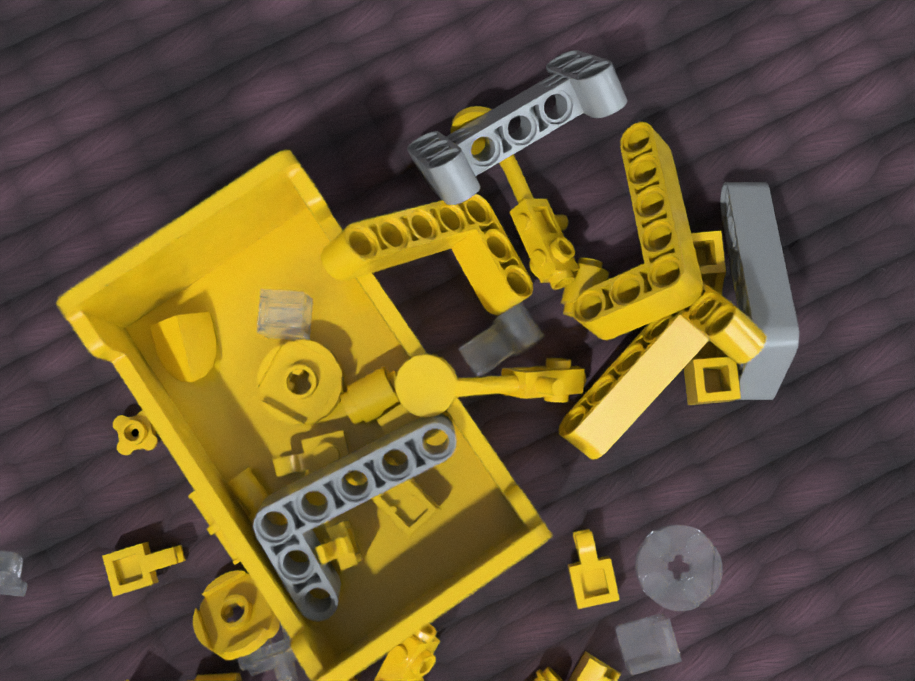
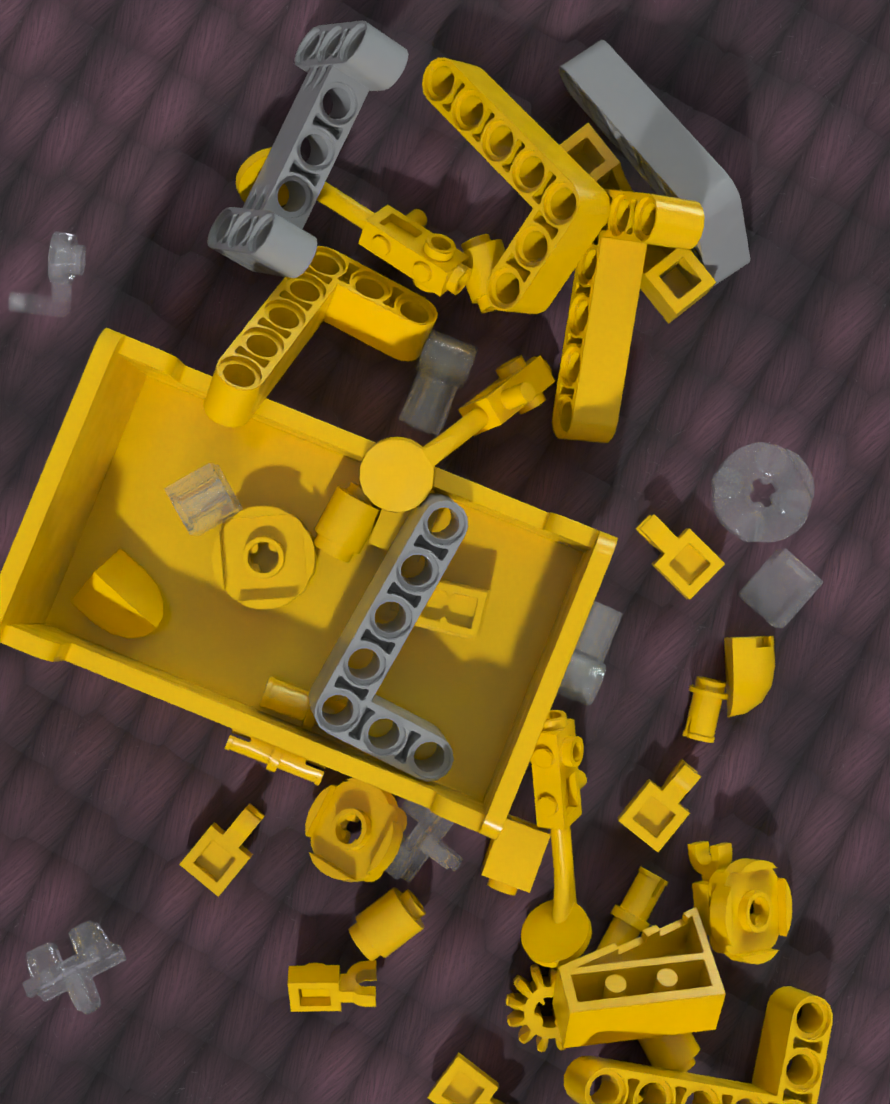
camera: 40 degrees left, 5 degrees up
(127, 442) = (126, 737): yellow plate -> none
(304, 99) = (64, 262): none -> clear plate
(318, 453) = (330, 618): yellow plate -> none
(340, 546) = (414, 692): yellow plate -> none
(474, 608) = (586, 665): none -> clear piece

